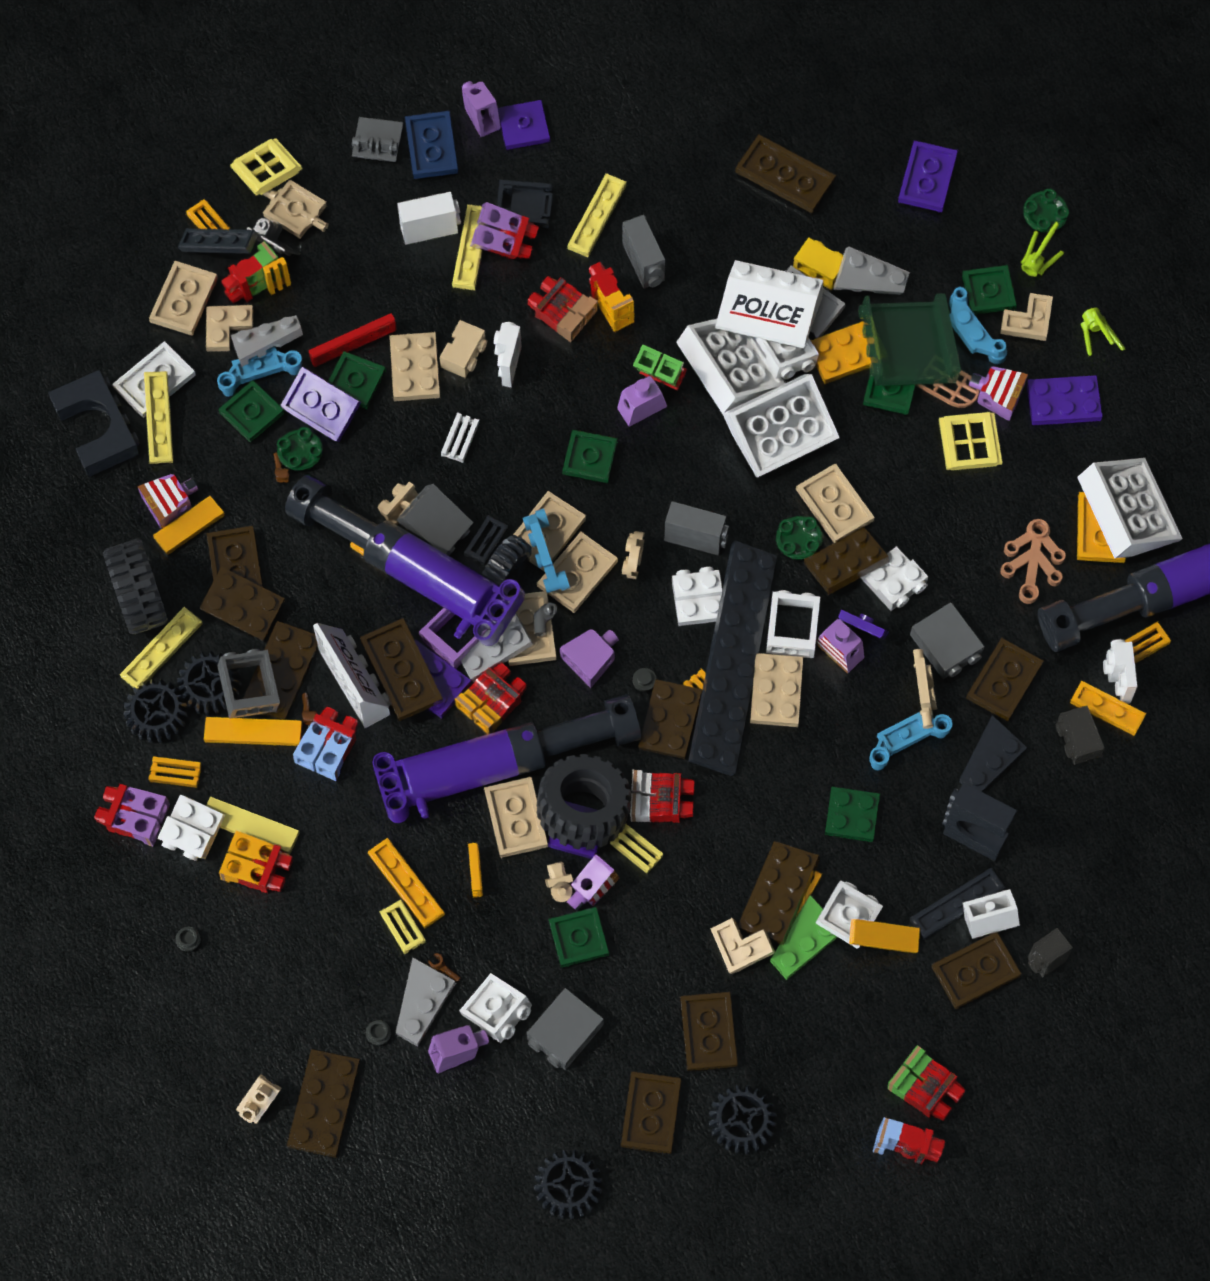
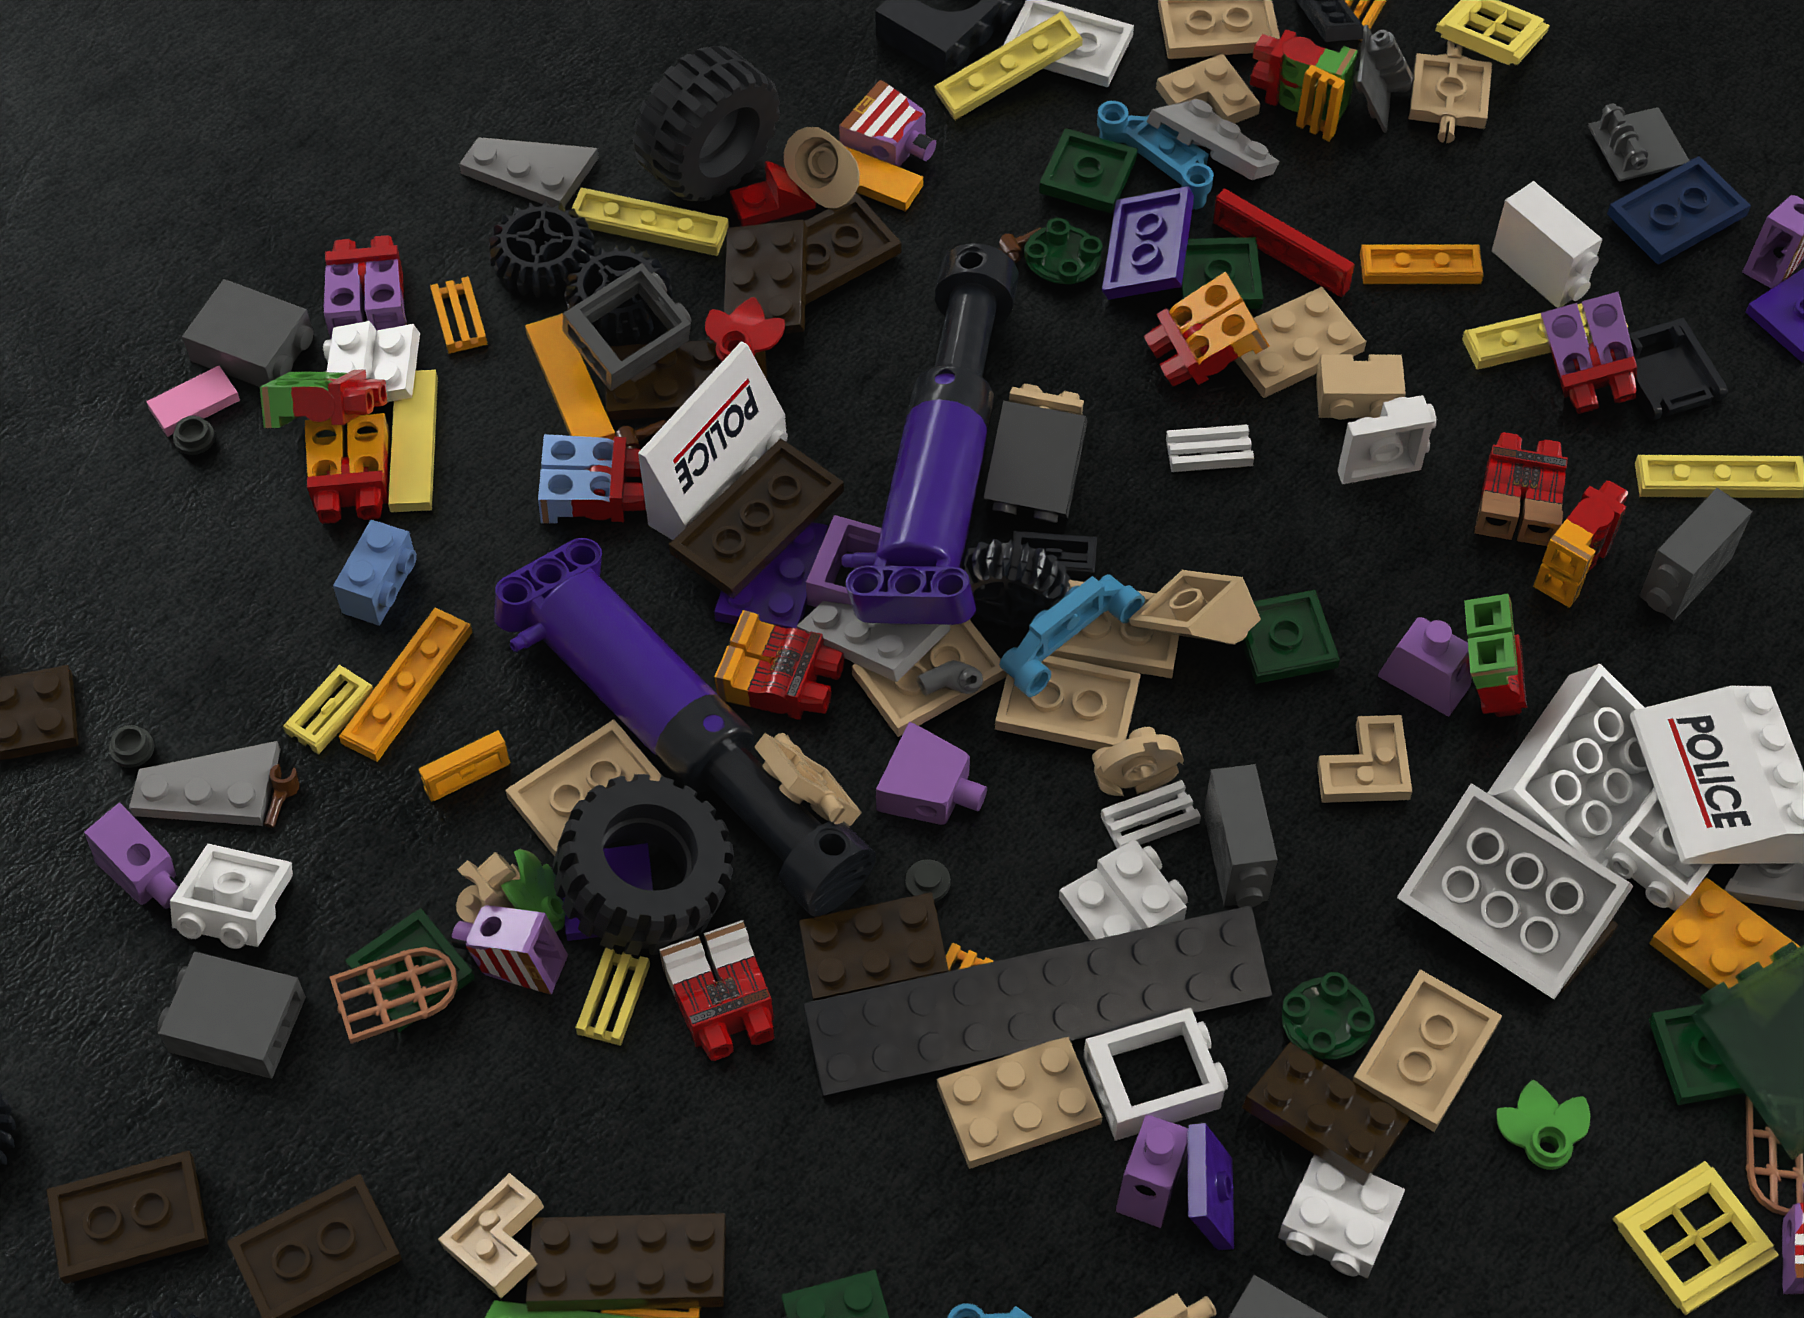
camera: 65 degrees right, 10 degrees down
(88, 697) = (530, 168): none -> light grey wing
(135, 885) = (248, 334): none -> dark grey brick
(161, 932) = (195, 397): none -> bright pink tile
(180, 579) = (770, 199): none -> red slope
(187, 542) = (821, 167): none -> tan piece
(215, 855) = (320, 397): none -> red hips
(274, 626) = (745, 325): none -> red plate
(333, 872) = (375, 572): none -> medium blue brick
(391, 410) = (1206, 331): none -> hips
(397, 281) = (1421, 264): none -> light orange tile
(563, 487) = (1200, 608): none -> tan slope
(572, 862) = (535, 889): none -> bright green plate
(574, 707) = (805, 779): none -> tan plate
(596, 955) = (383, 1006): none -> nougat window
(658, 546) = (1145, 801): none -> white tile
(684, 451) = (1378, 770): none -> tan plate
(888, 473) = (1543, 1120): none -> bright green plate

